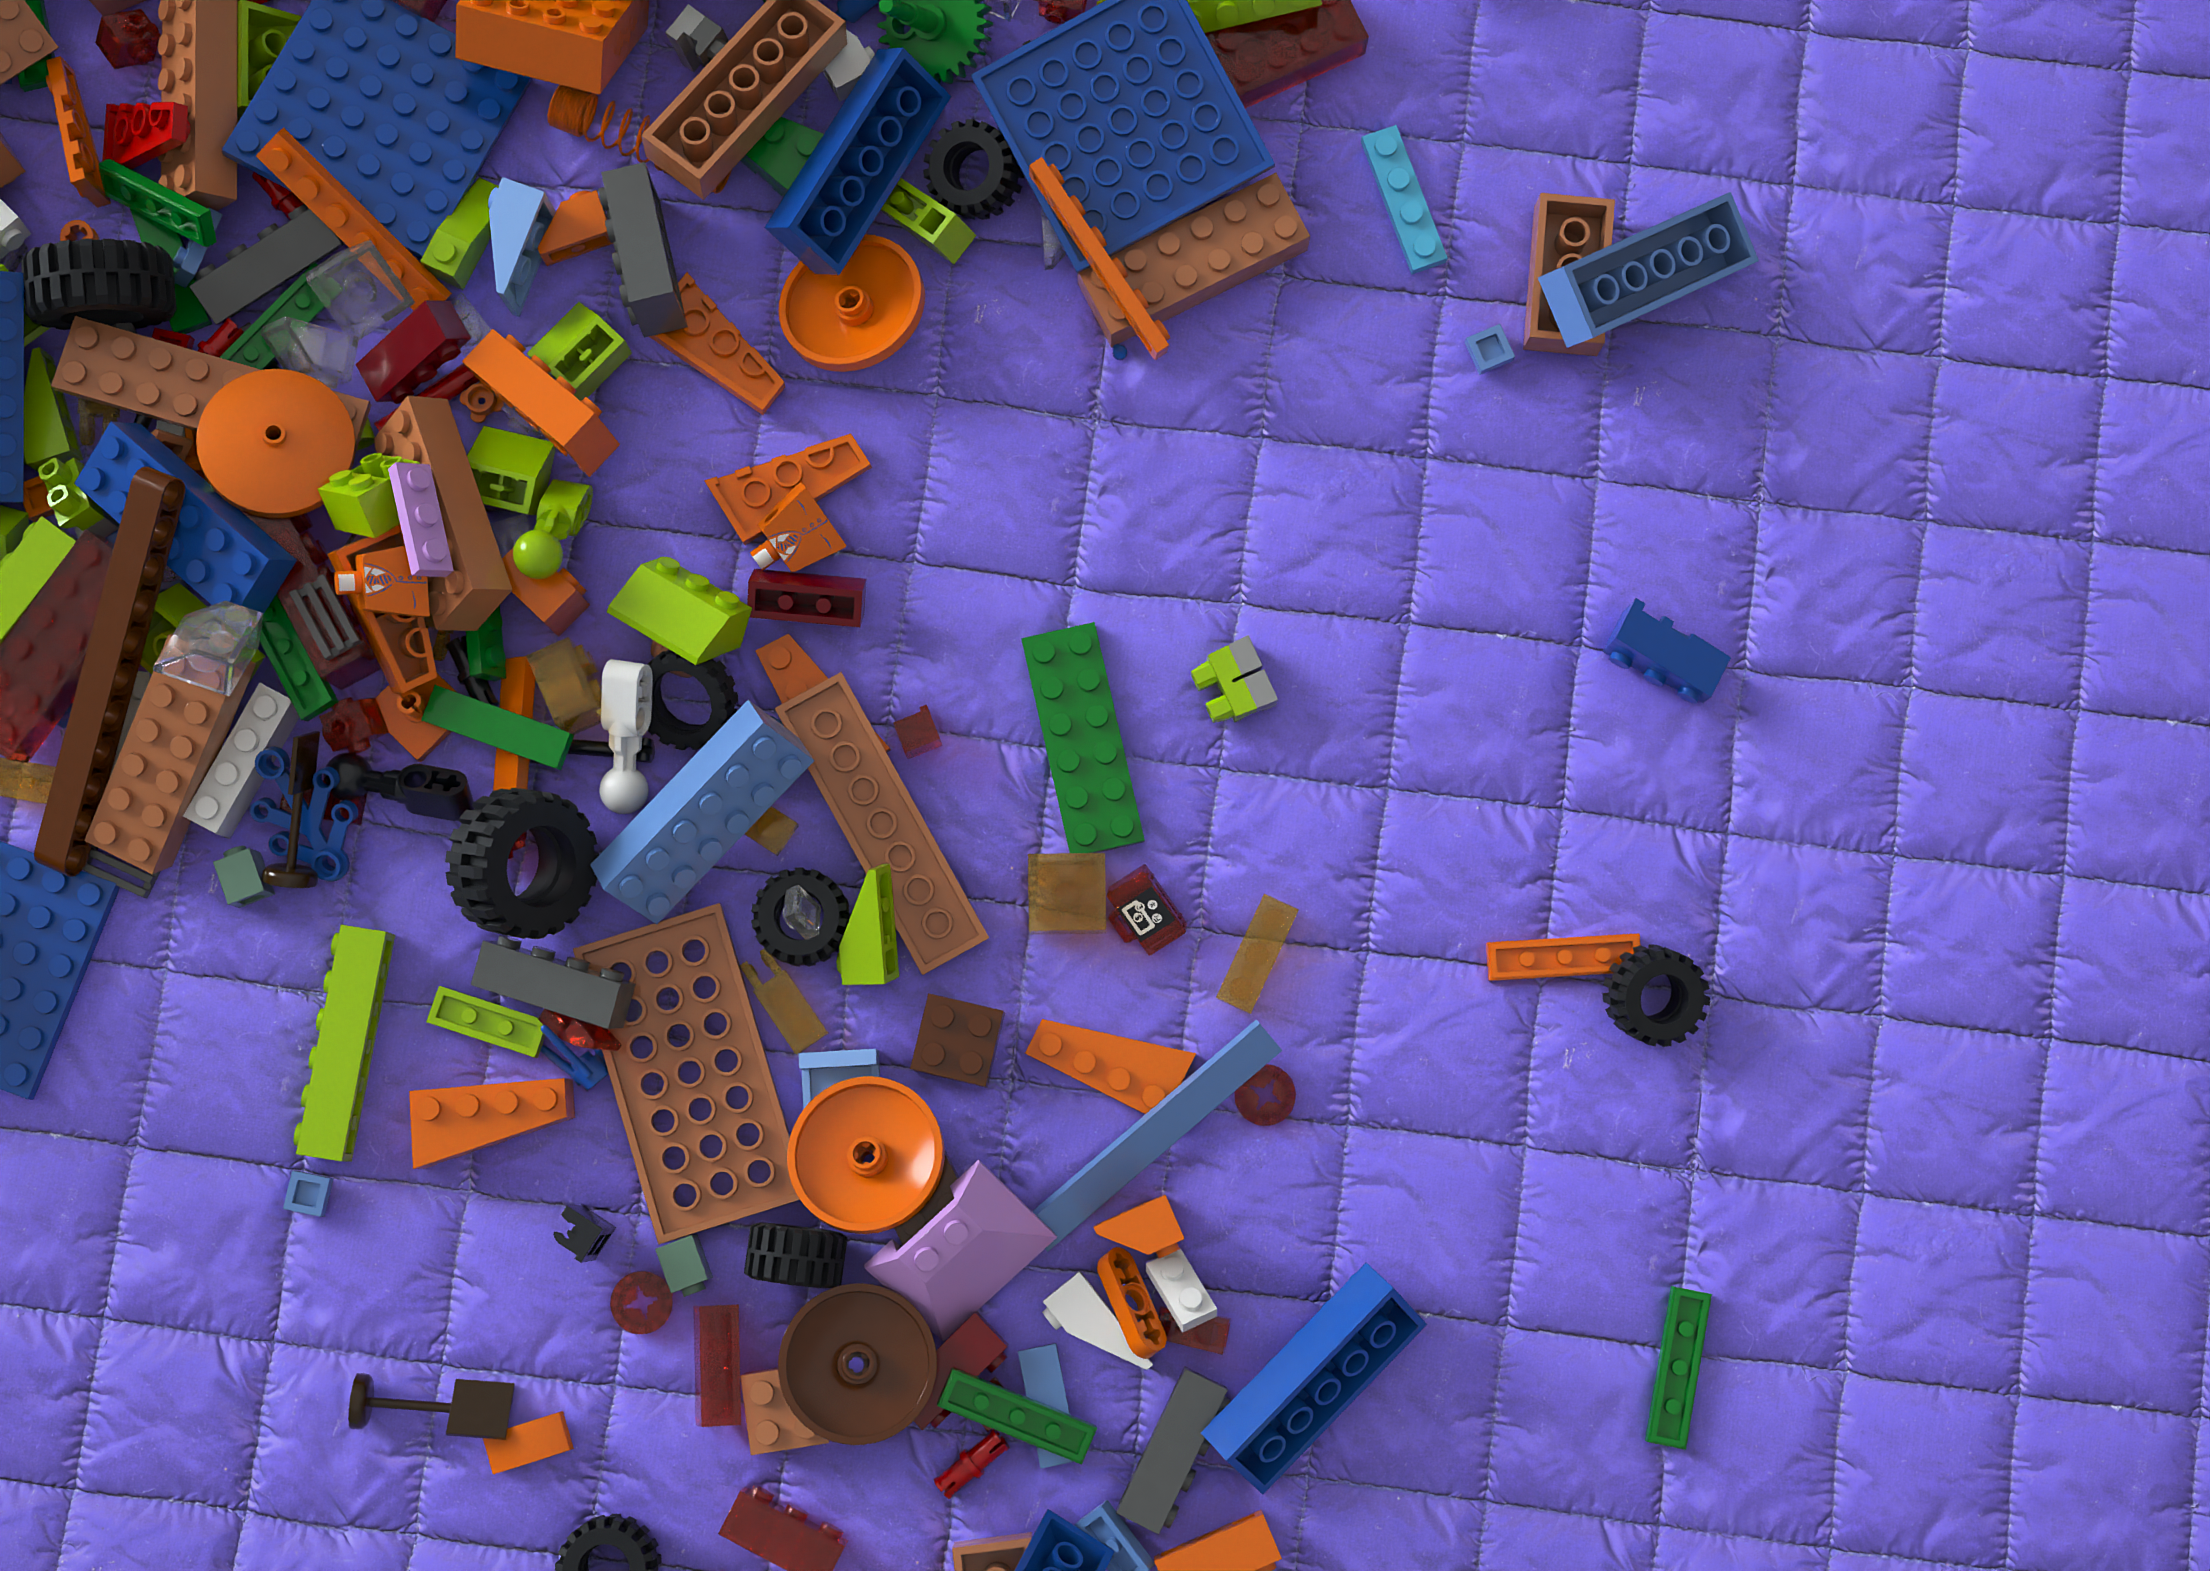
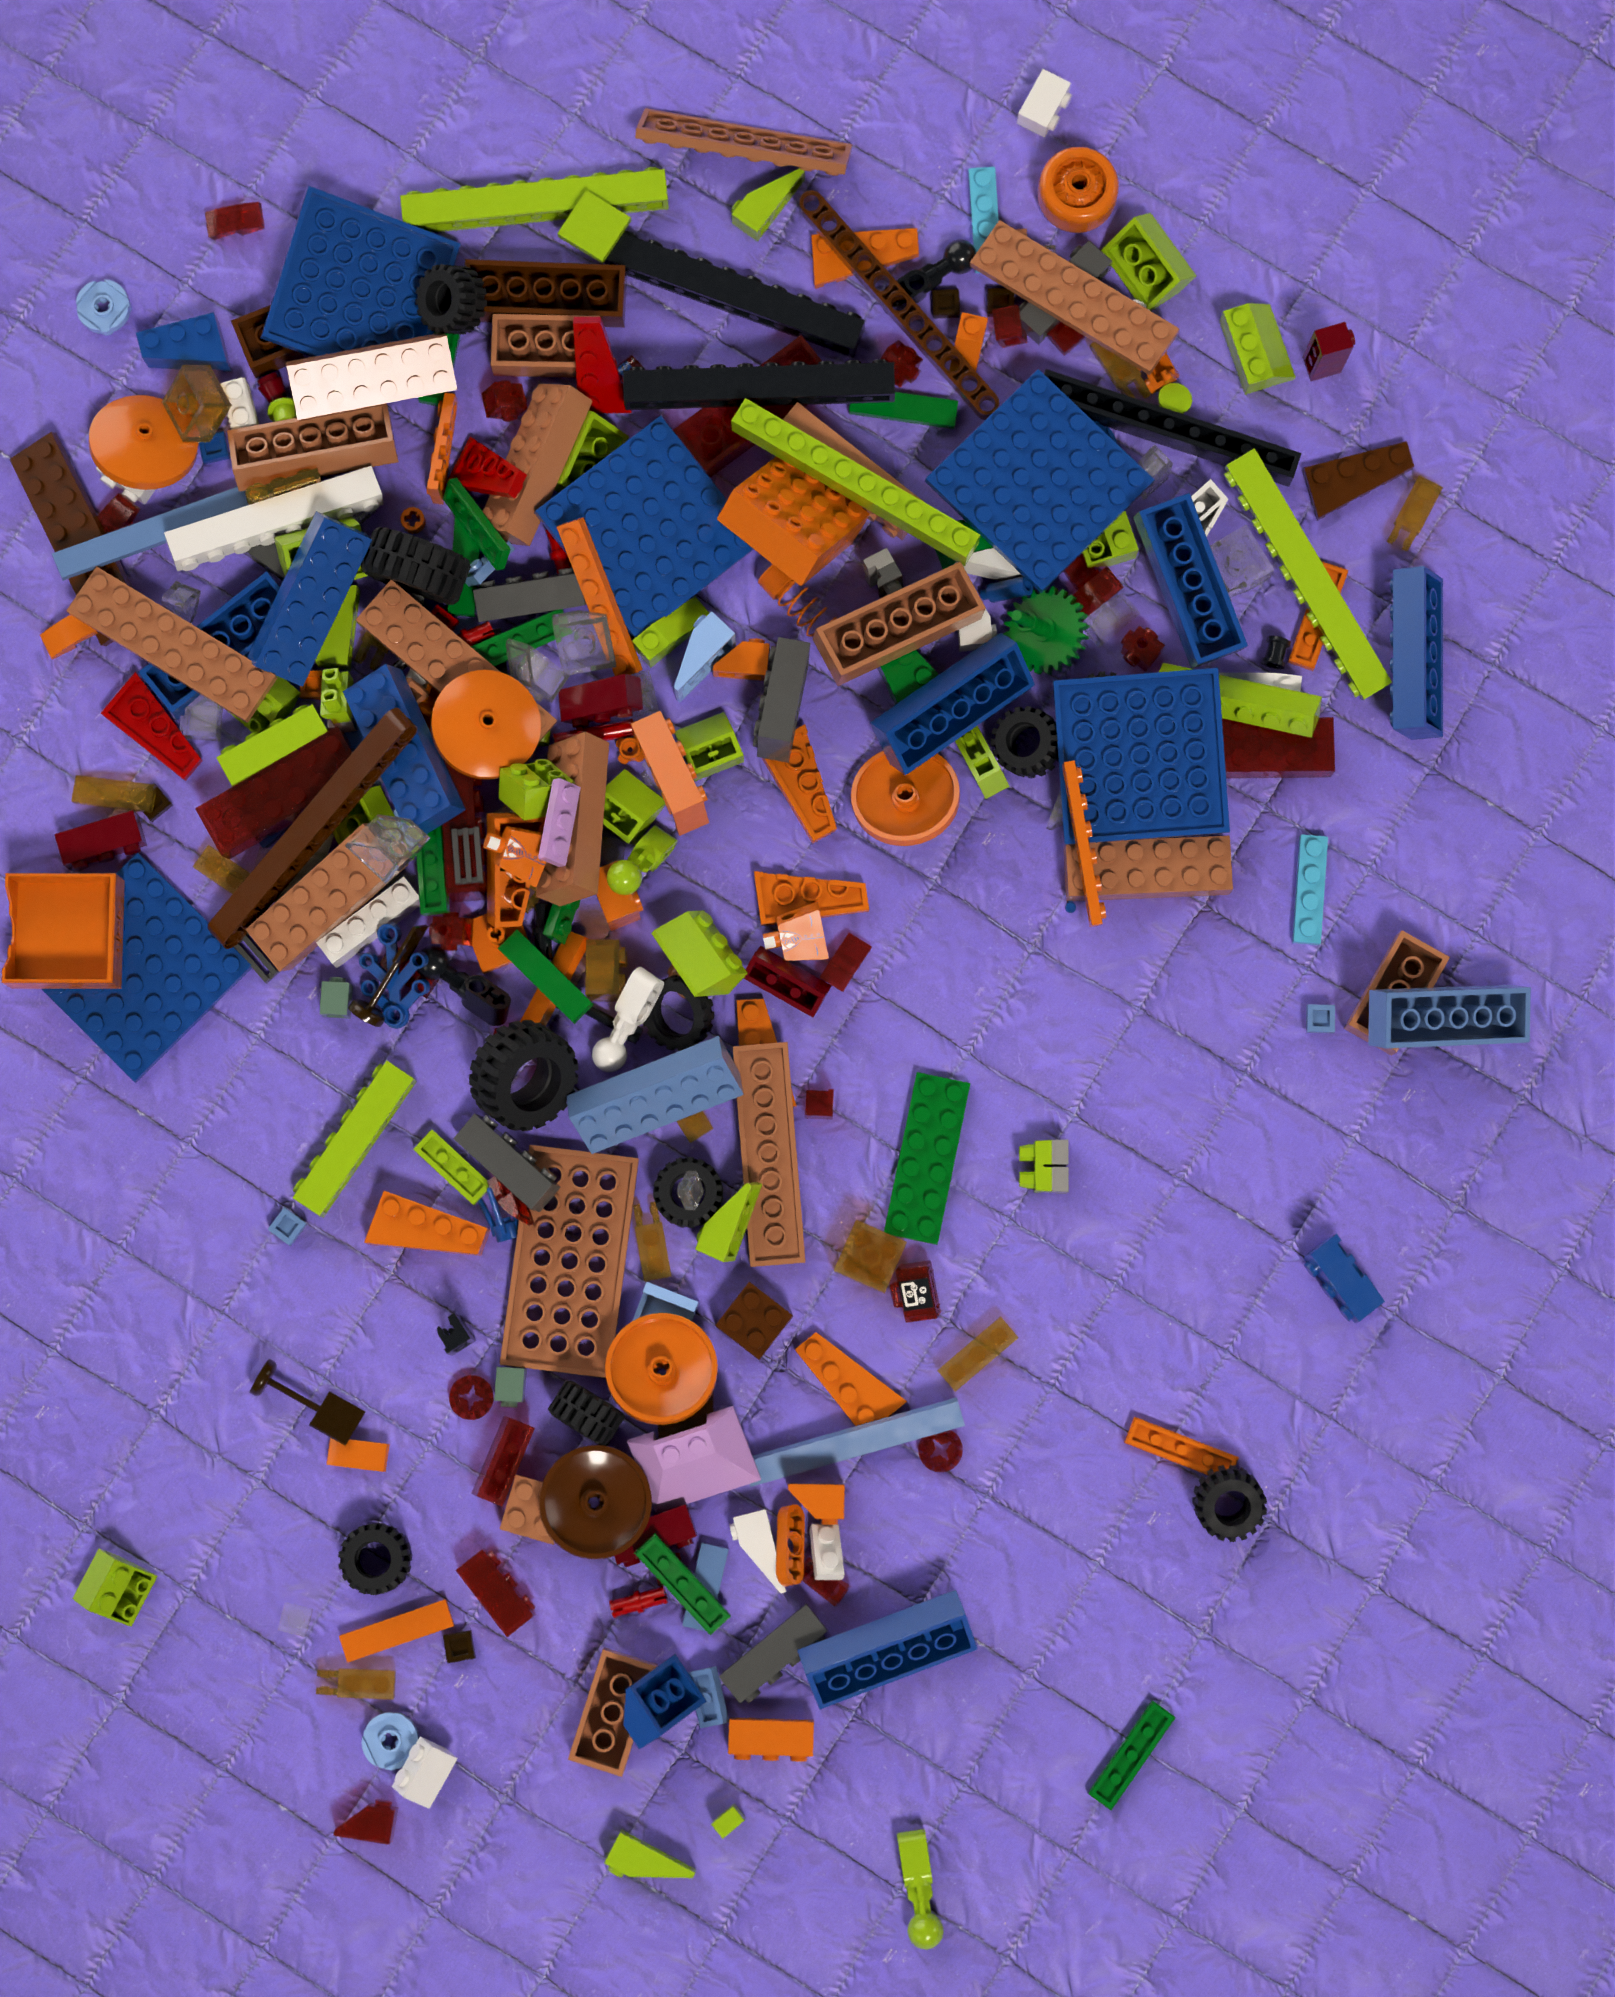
camera: 25 degrees right, 0 degrees up
(870, 542) = (845, 962): none -> clear red slope

